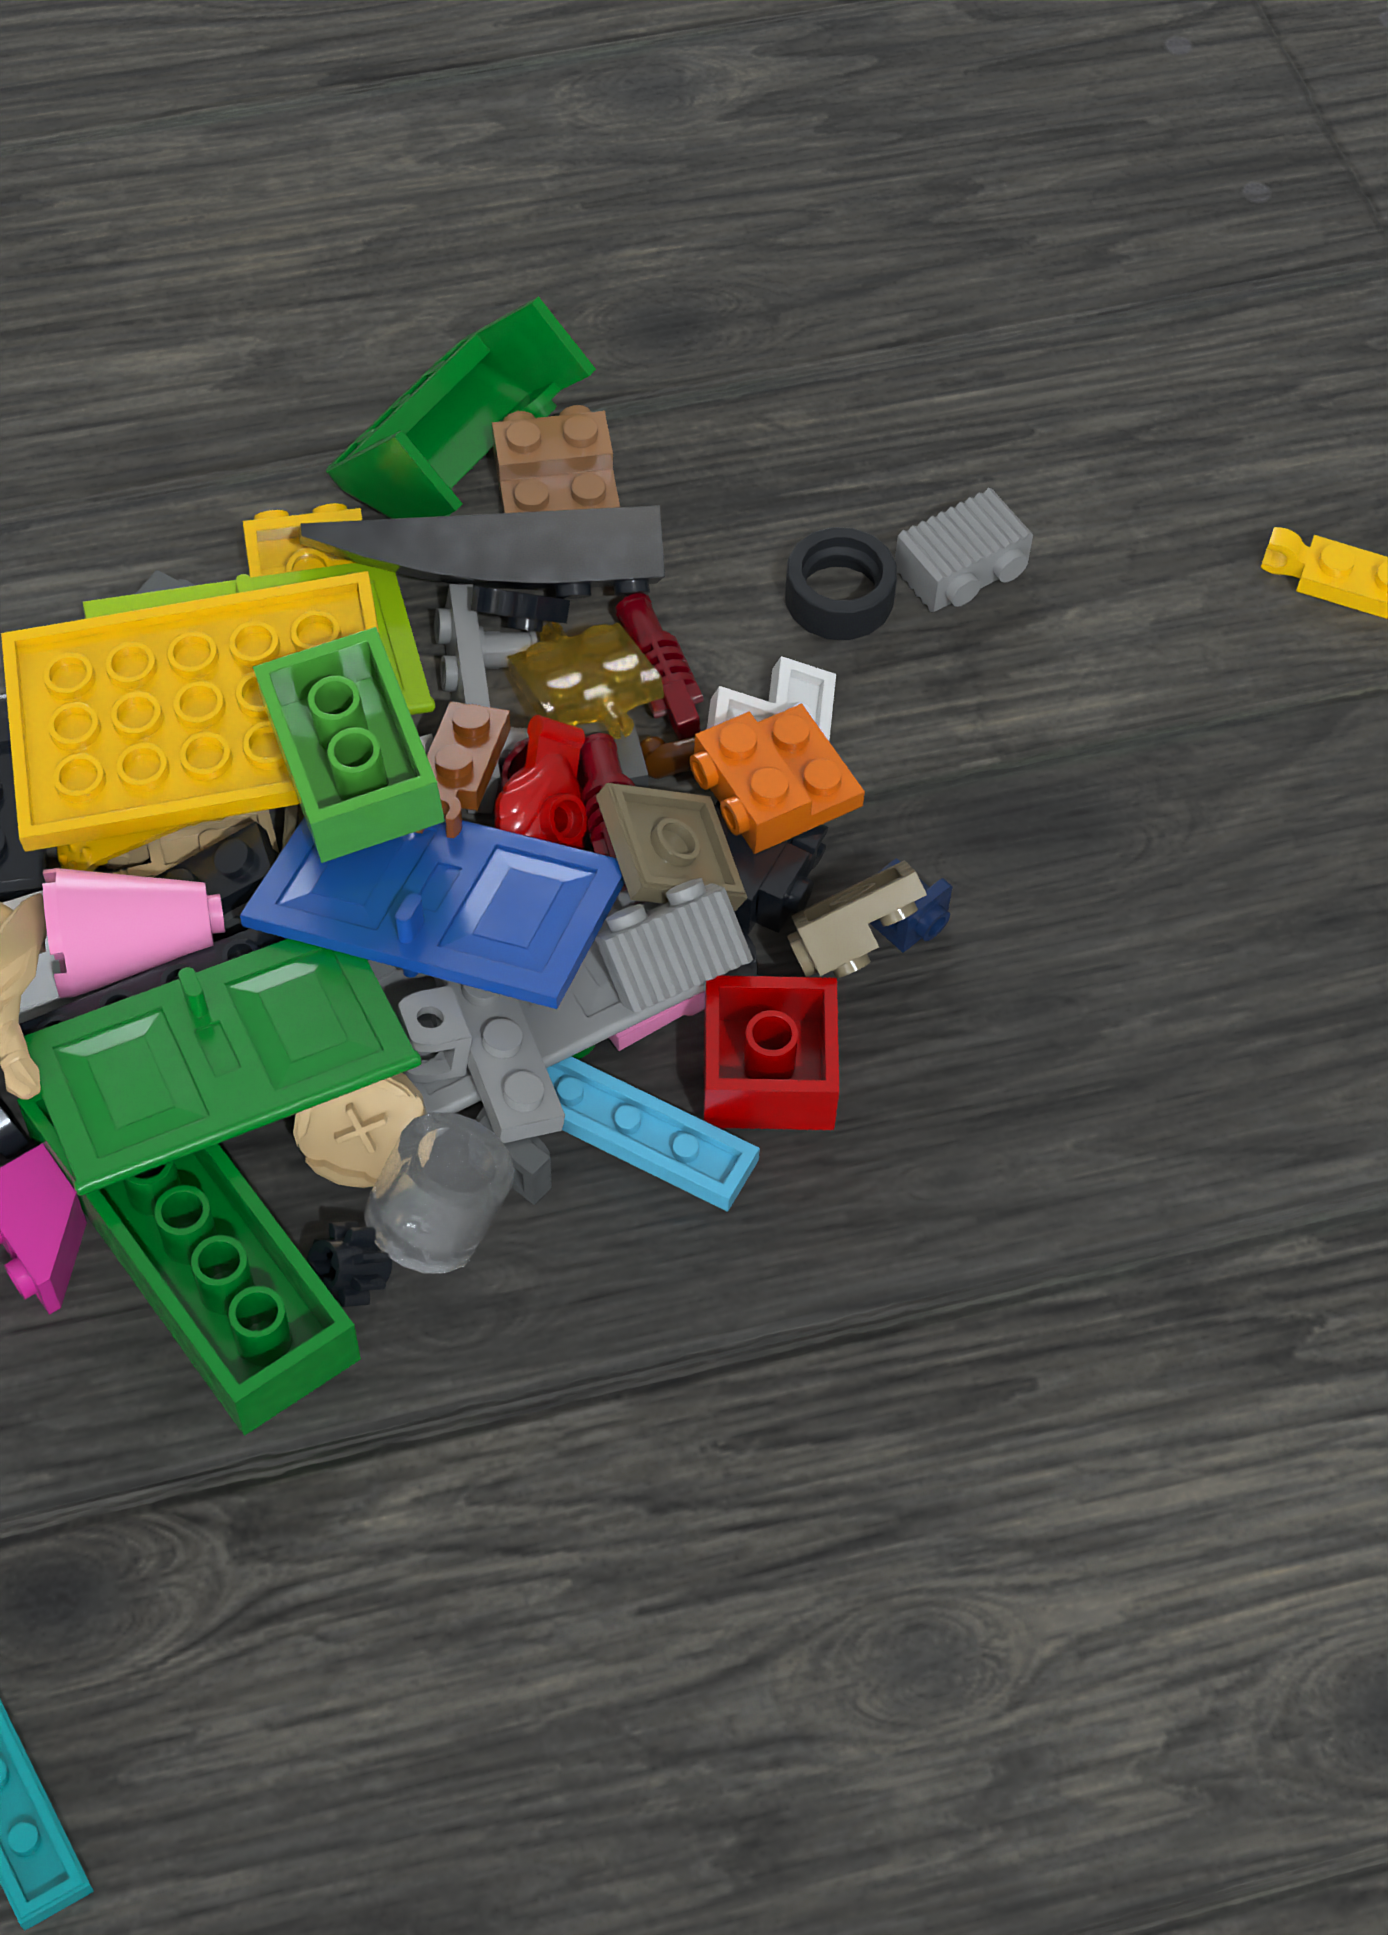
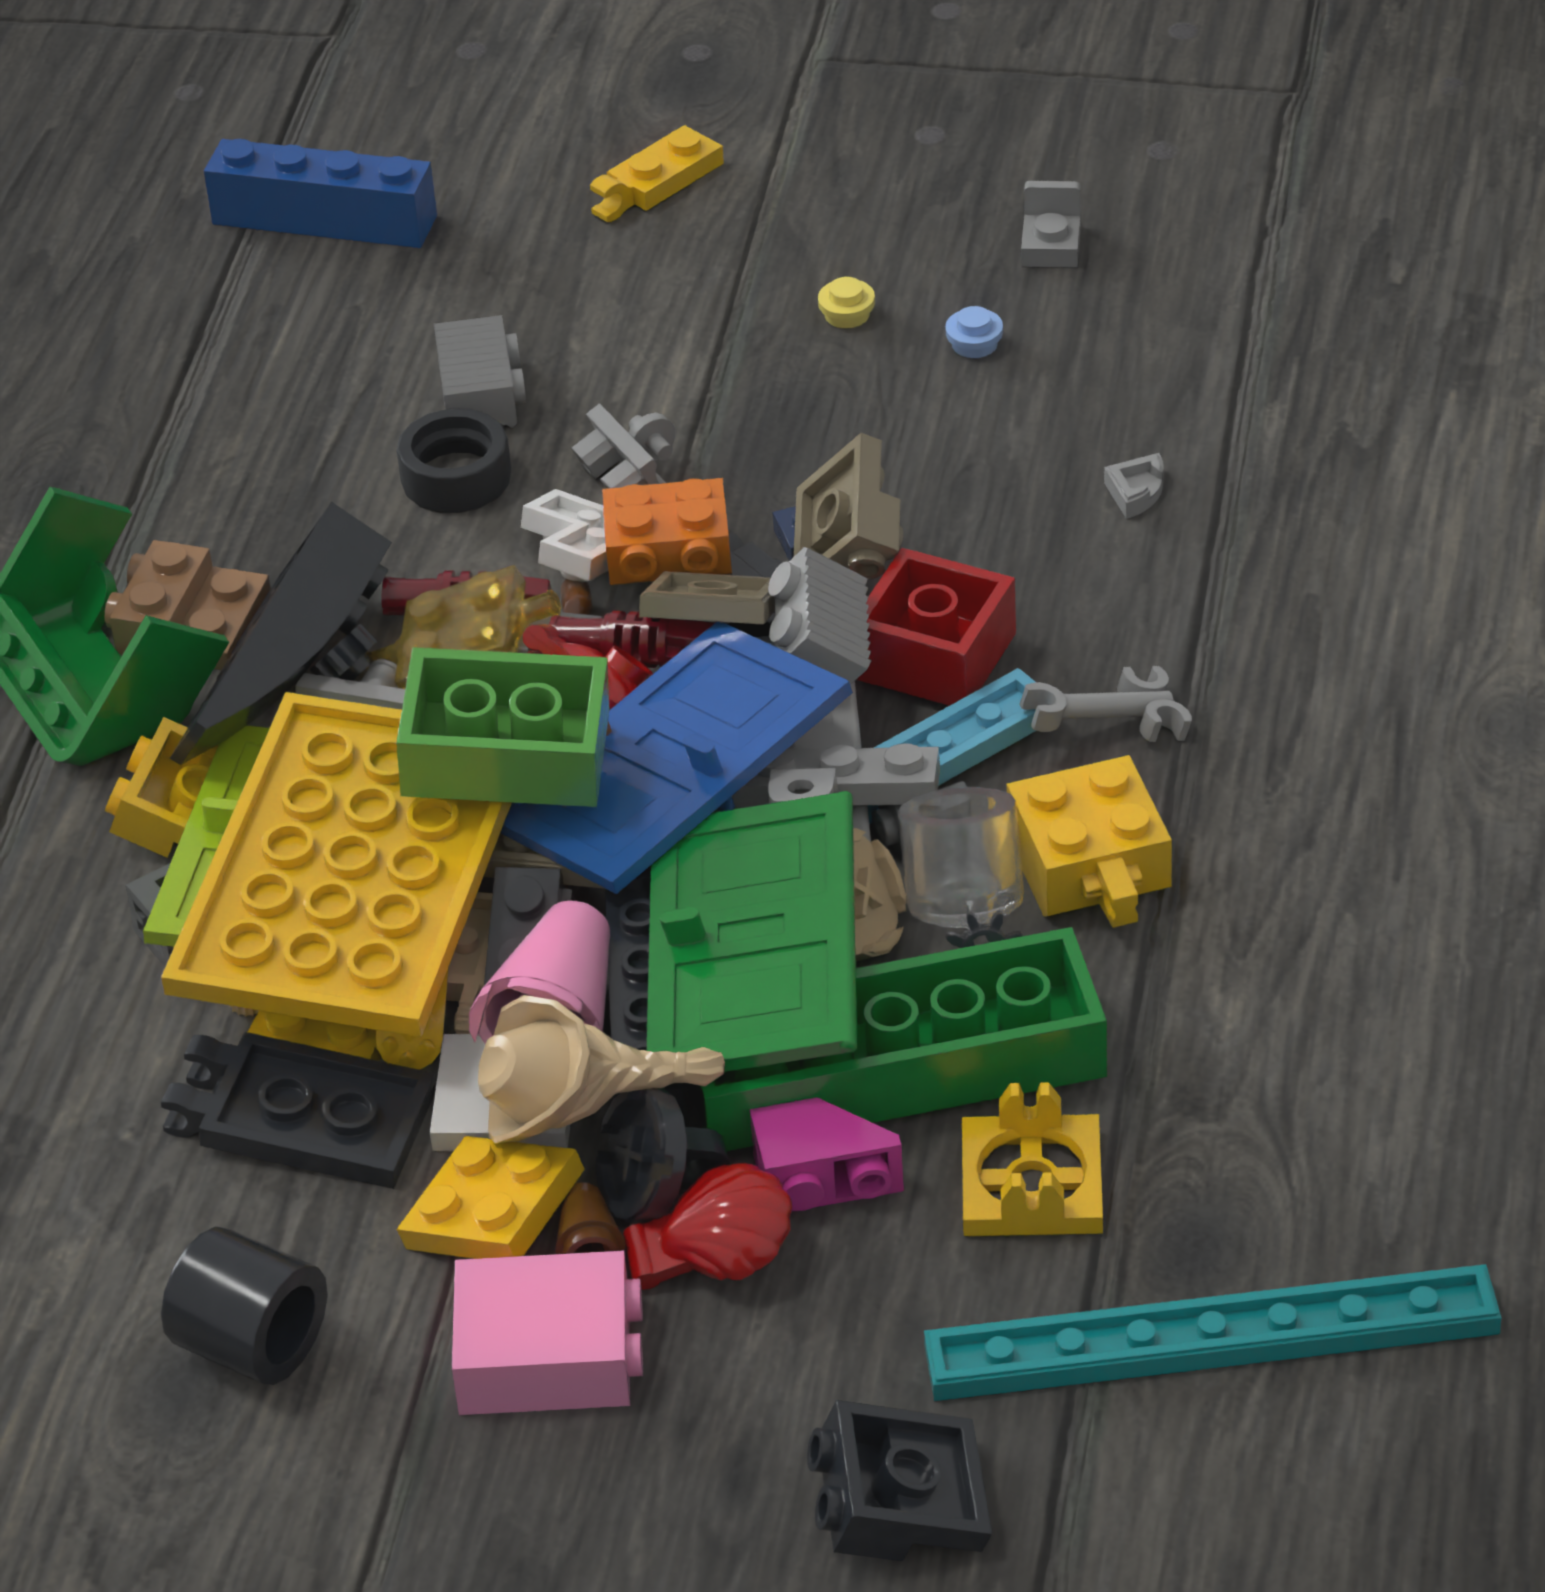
camera: 60 degrees left, 15 degrees down
(65, 1479) = (1031, 1211): none -> yellow piece
(534, 1303) = (1091, 839): none -> yellow hinge
(777, 1284) = (1132, 699): none -> light grey bar
(916, 711) = (636, 450): none -> light grey hips
(1112, 1158) = (1135, 483): none -> light grey tile
(1145, 337) = (321, 192): none -> blue brick
(1245, 802) = (846, 302): none -> light yellow plate
(1263, 927) = (974, 331): none -> light blue plate

